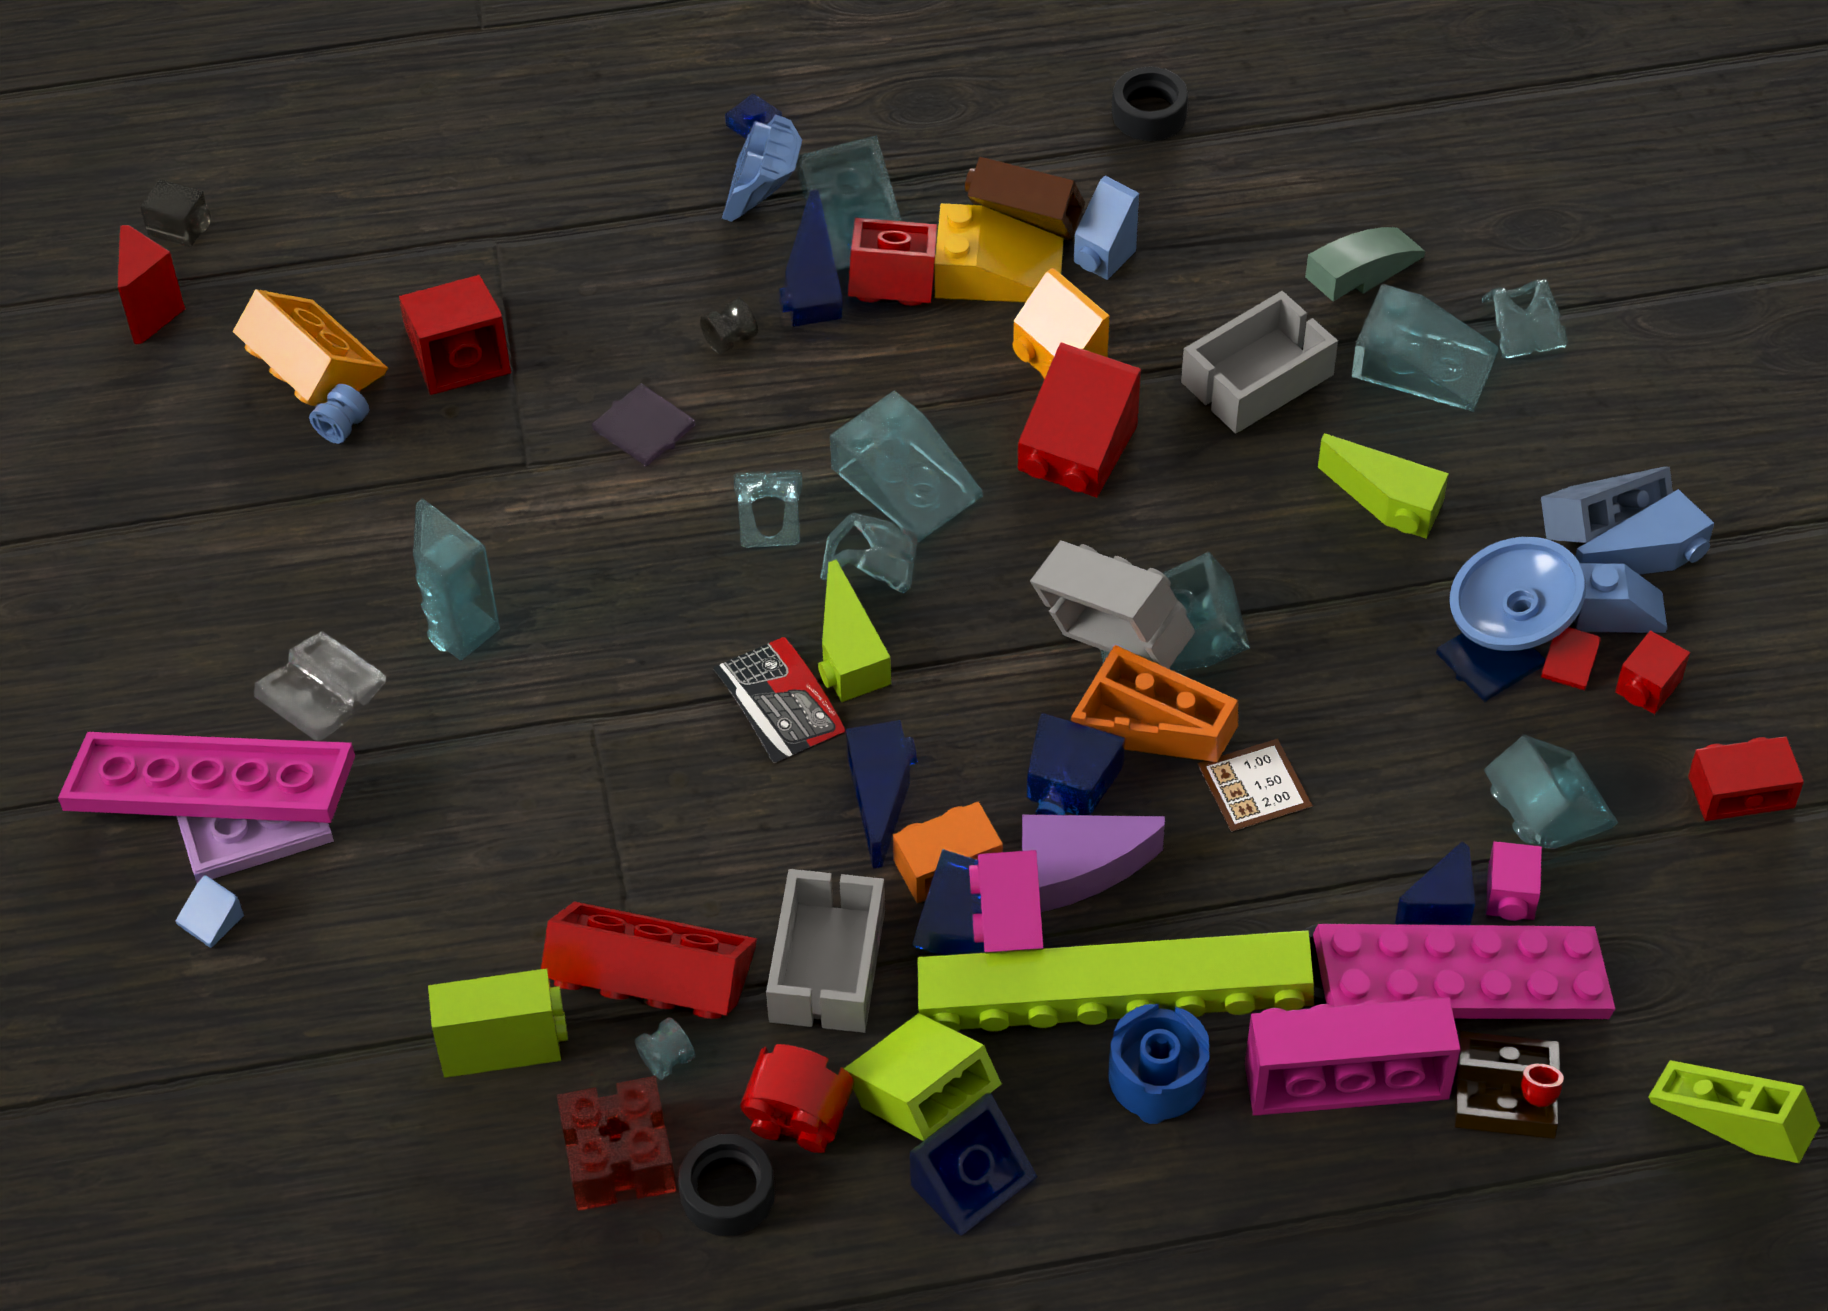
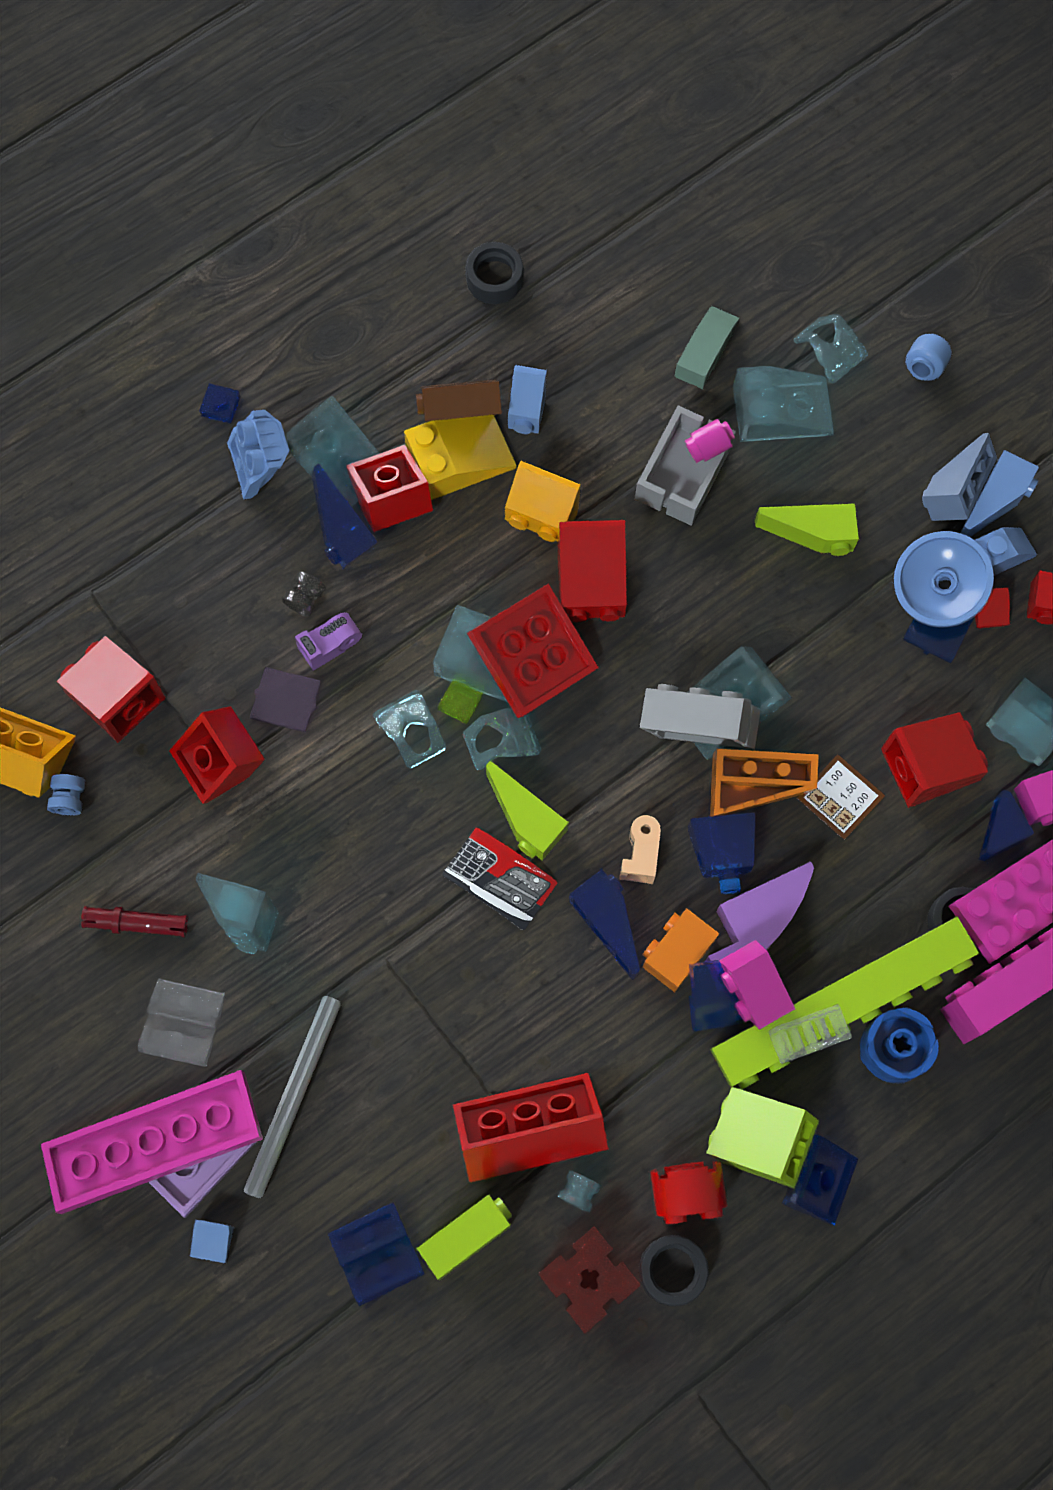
camera: 30 degrees left, 20 degrees up
(317, 556) = (133, 921): none -> dark red pin
(384, 1012) = (376, 1254): none -> clear blue slope
(394, 811) = (292, 1097): none -> light grey axle
(530, 438) = (216, 753): none -> red slope
(729, 381) = (328, 640): none -> medium lavender leg
(826, 953) = (647, 1069): light grey piece -> none
(842, 499) = (460, 701): none -> clear neon green tile
(956, 471) = (532, 650): none -> red plate
(965, 736) = (645, 842): none -> light nougat leg
(1030, 964) = (783, 1046): none -> clear slope
(1295, 332) = (709, 441): none -> dark pink brick
(1395, 777) = (934, 758): none -> red slope
(1641, 368) = (928, 357): none -> medium blue head

